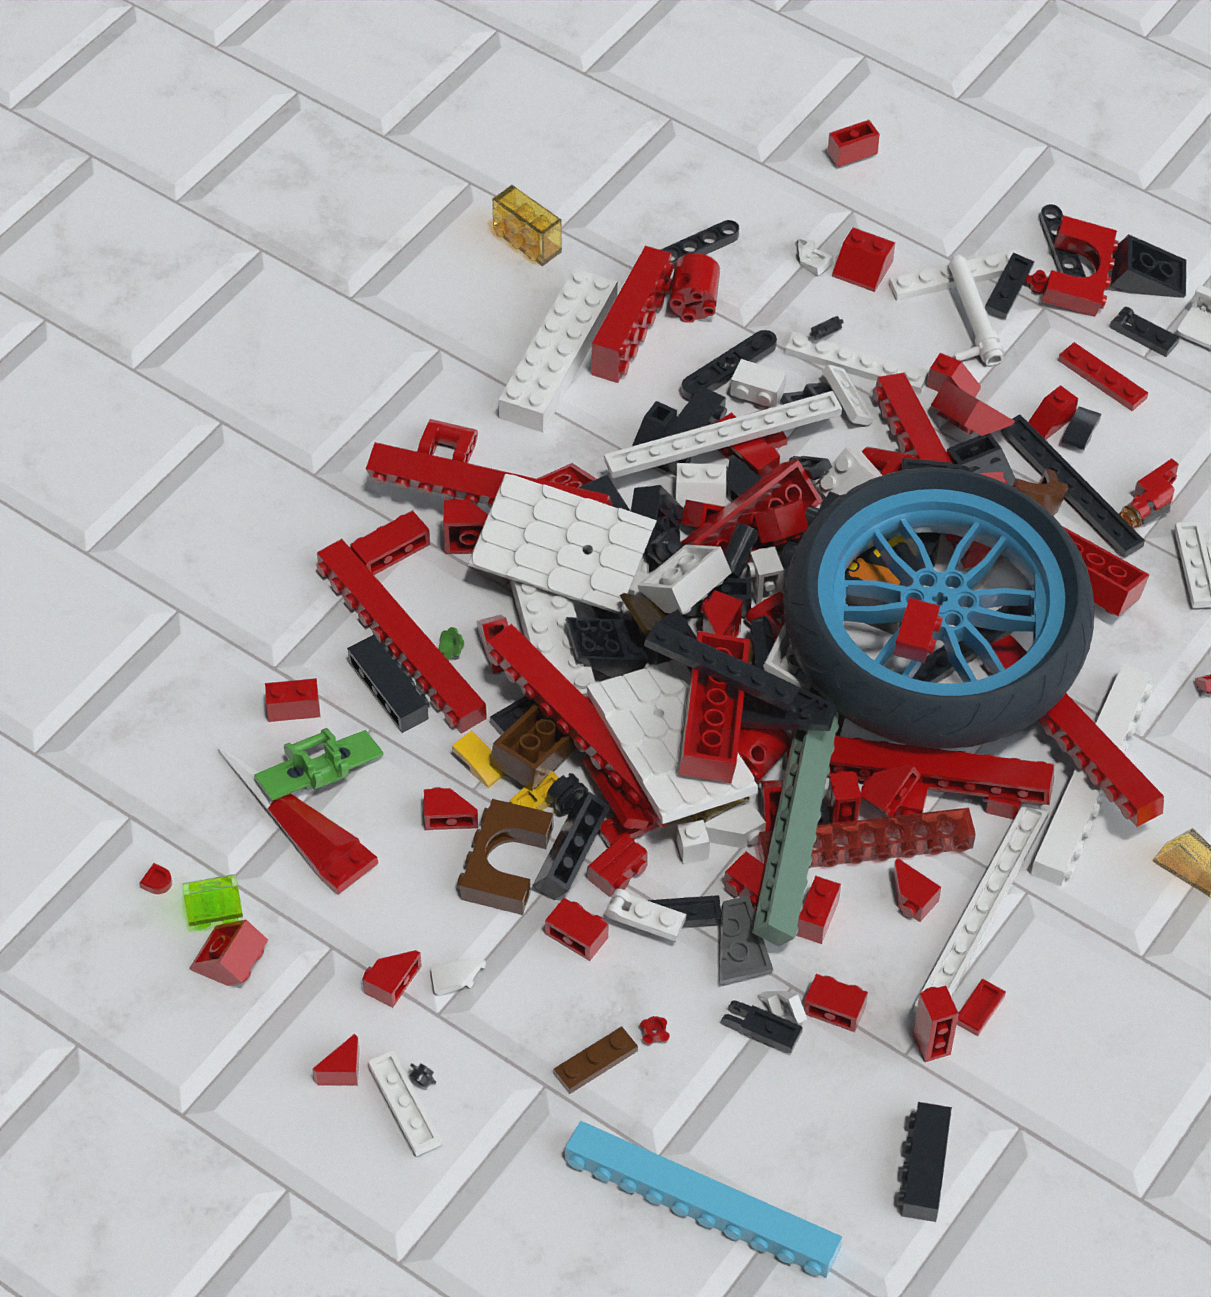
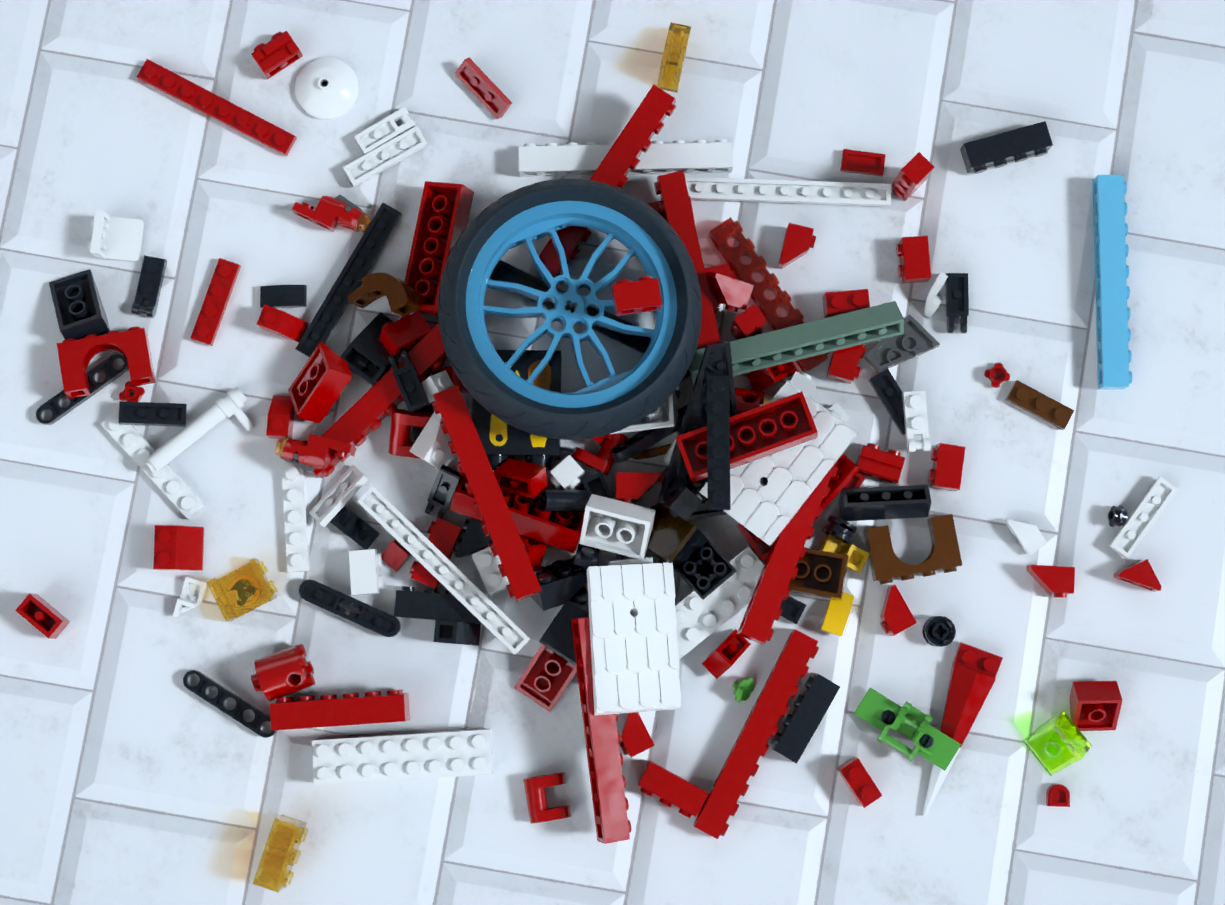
camera: 120 degrees left, 30 degrees up
(402, 843) = (938, 631): none -> black wheel
(761, 473) = (487, 493): none -> red brick
(794, 291) = (243, 590): none -> clear yellow panel
(826, 328) = (273, 544): black axle -> none
(902, 377) = (312, 453): none -> red plate

